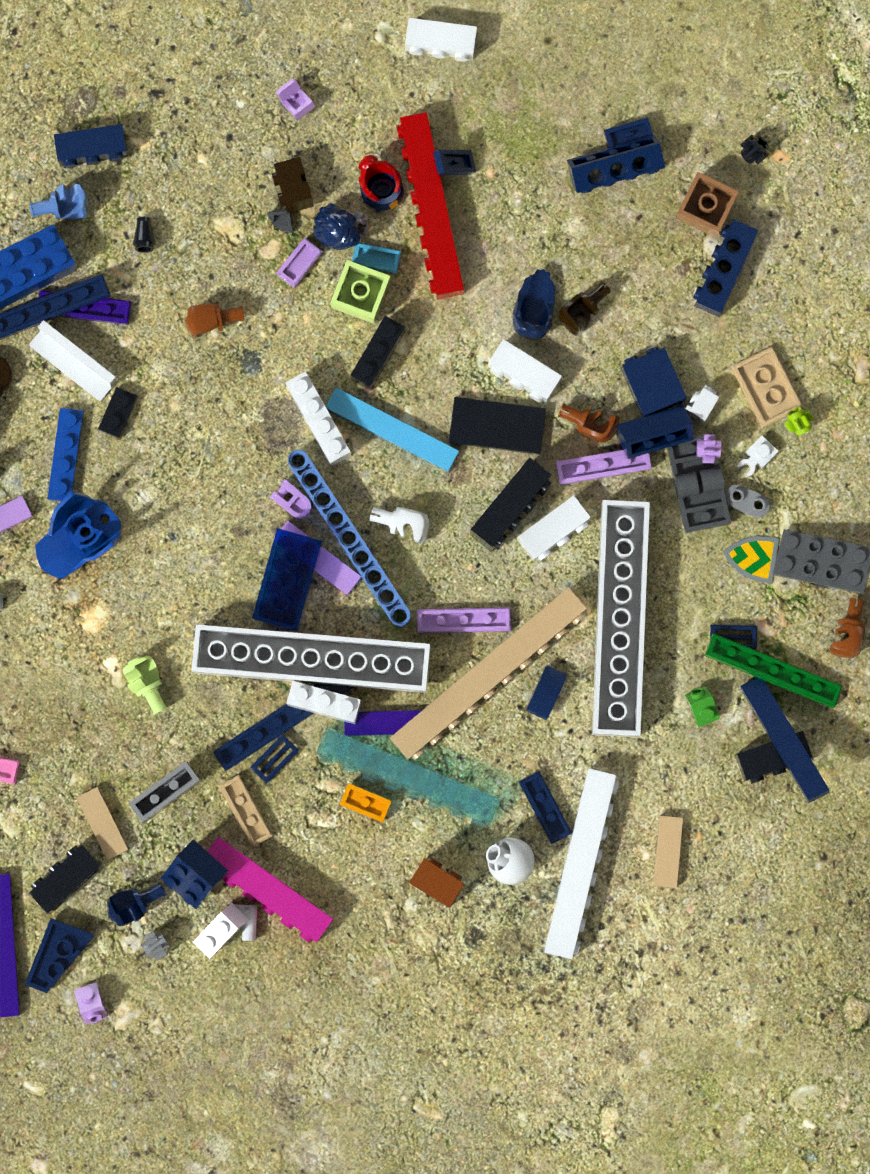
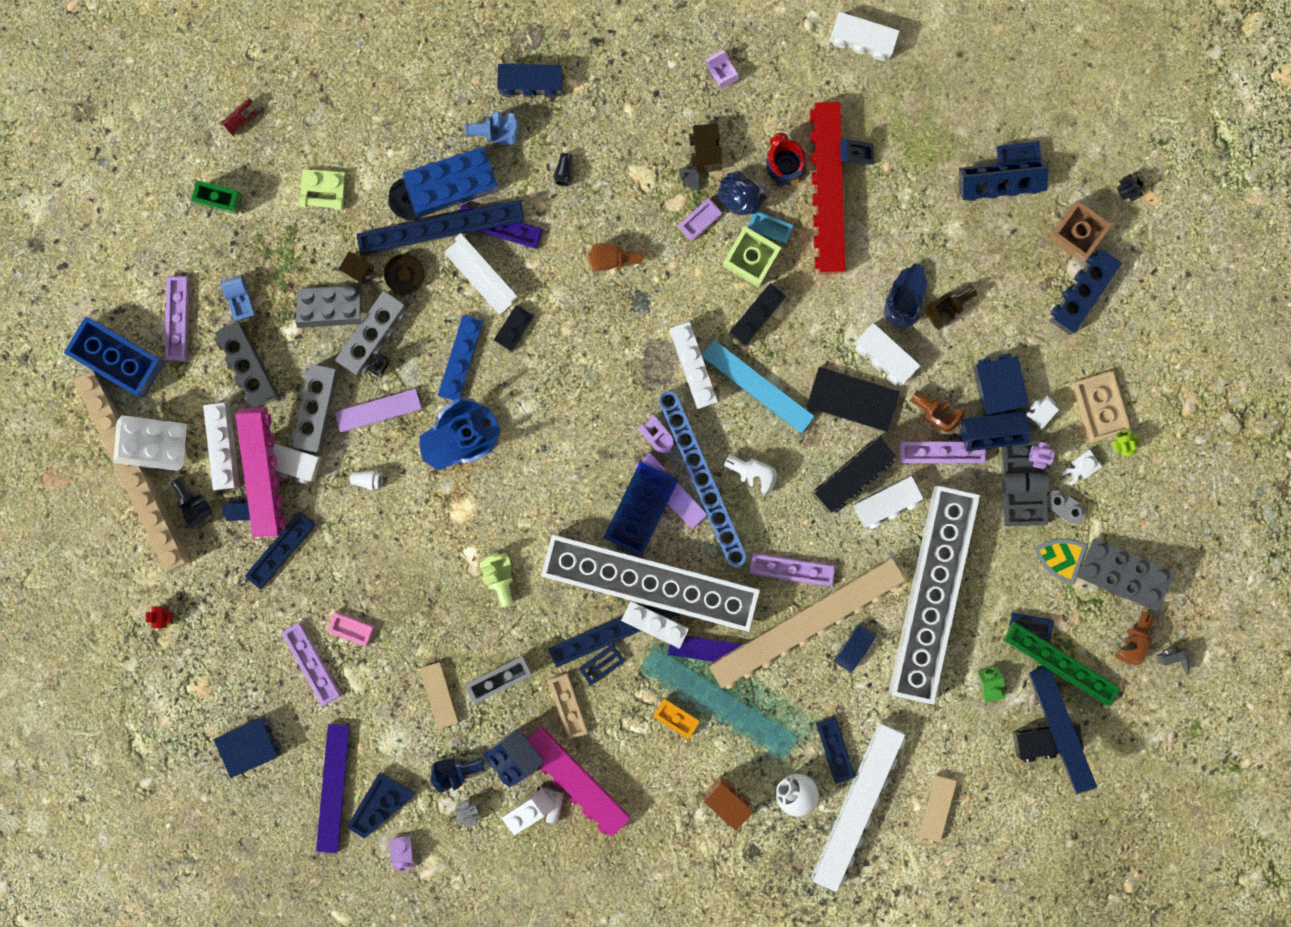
camera: 10 degrees right, 5 degrees up
(64, 878) = (397, 739): black brick -> none

